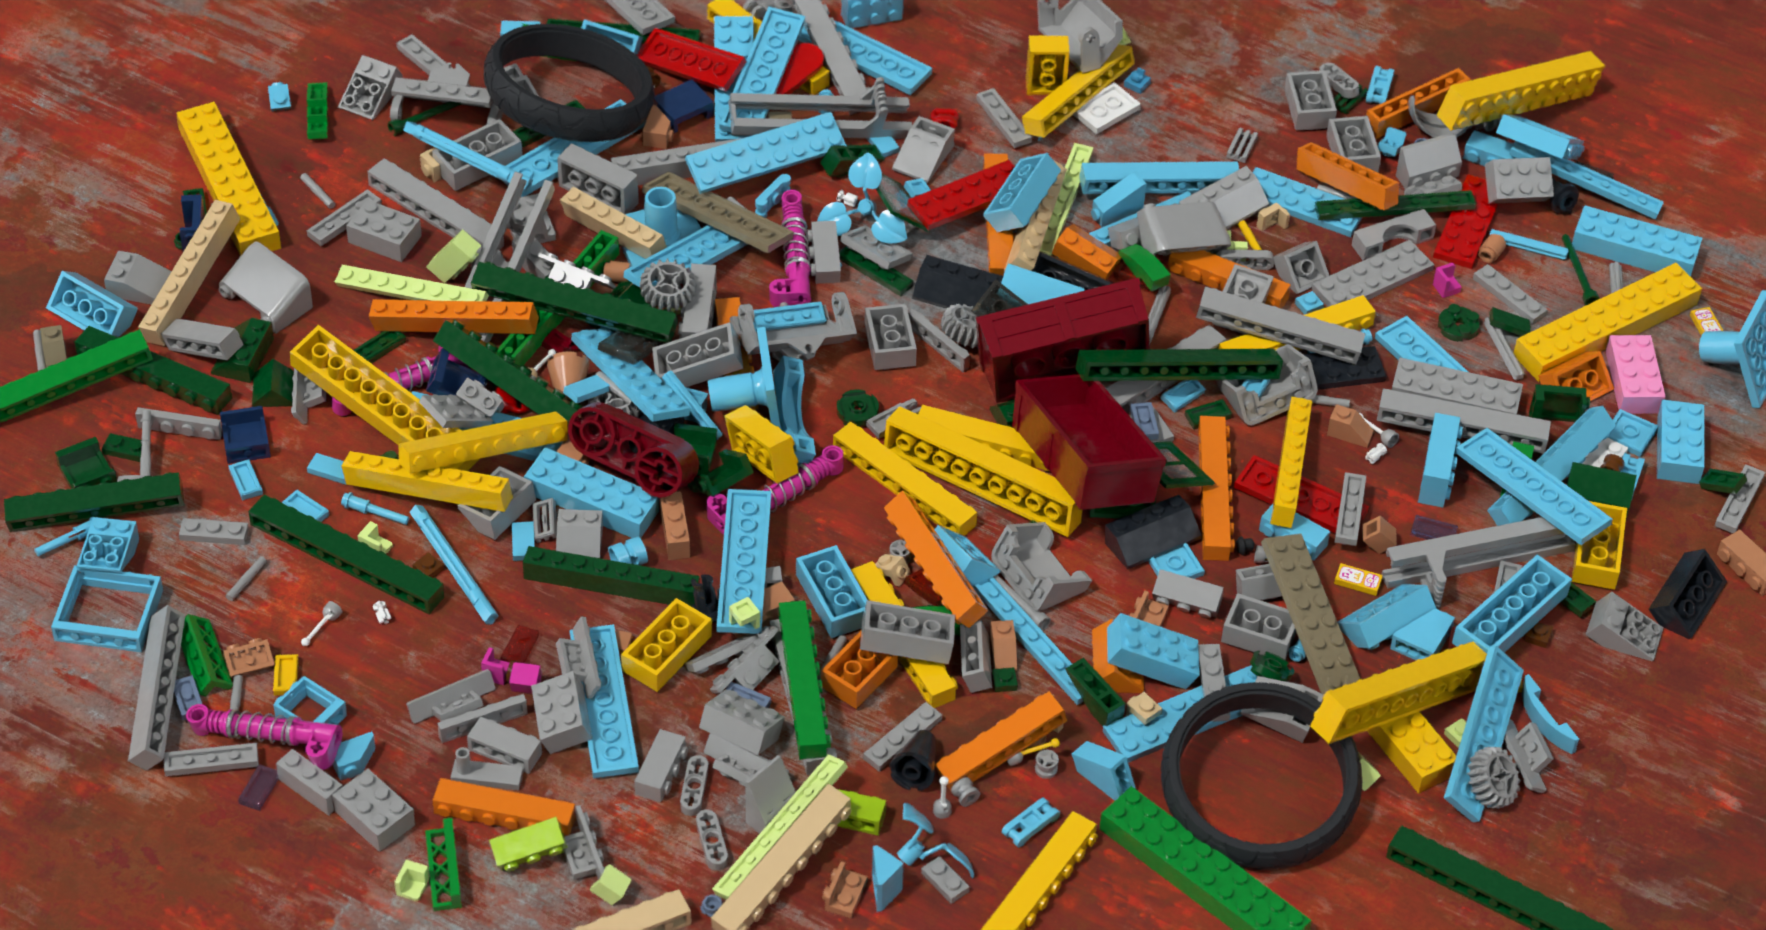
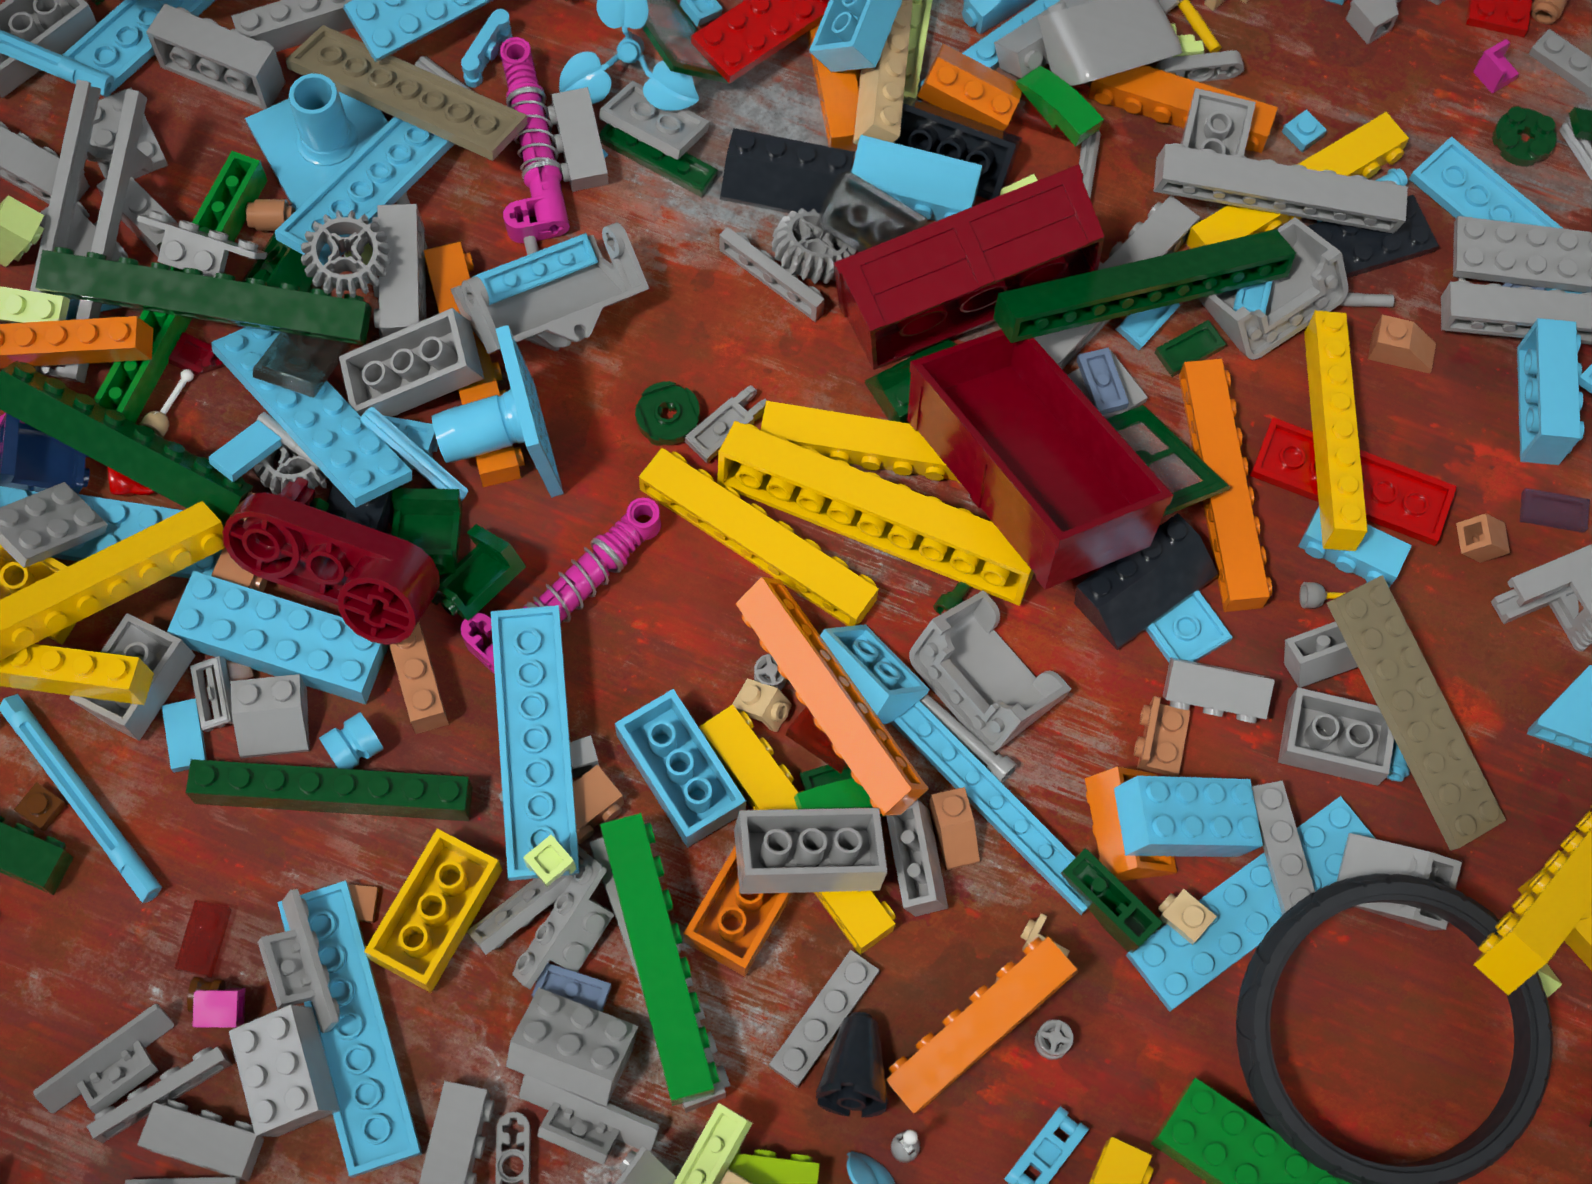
camera: 10 degrees left, 20 degrees up
(480, 398) = (79, 494): light grey bracket -> none
(497, 667) = (167, 990): dark pink panel -> none
(567, 369) = (213, 418): nougat cone -> none
(600, 217) = (250, 134): tan brick -> none
(705, 597) = (485, 826): black piece -> none
(764, 443) = (532, 516): yellow brick -> none
(788, 387) = (583, 492): medium azure arch -> none
(835, 650) = (693, 885): light grey piece -> none
(849, 199) = (602, 36): white piece -> none
(890, 336) = (699, 280): light grey brick -> none
(965, 791) = (938, 1115): light grey wheel -> none
(1004, 679) = (963, 885): dark green plate -> none
(1017, 758) = (1064, 1012): yellow hinge -> none
(1104, 768) = (1145, 1042): medium azure slope -> none
(1244, 545) = (1284, 580): black piece -> none
(1271, 666) = (1365, 809): dark green plate -> none
(1301, 266) = (1284, 69): light grey slope -> none
(1350, 509) = (1434, 500): light grey plate -> none
(1358, 579) = (1460, 617): tile -> none
(1374, 274) = (1387, 71): light grey plate -> none
(1375, 453) = (1447, 385): white piece -> none
(1387, 615) = (1516, 679): medium azure slope -> none
(1388, 437) = (1459, 353): light grey hinge -> none

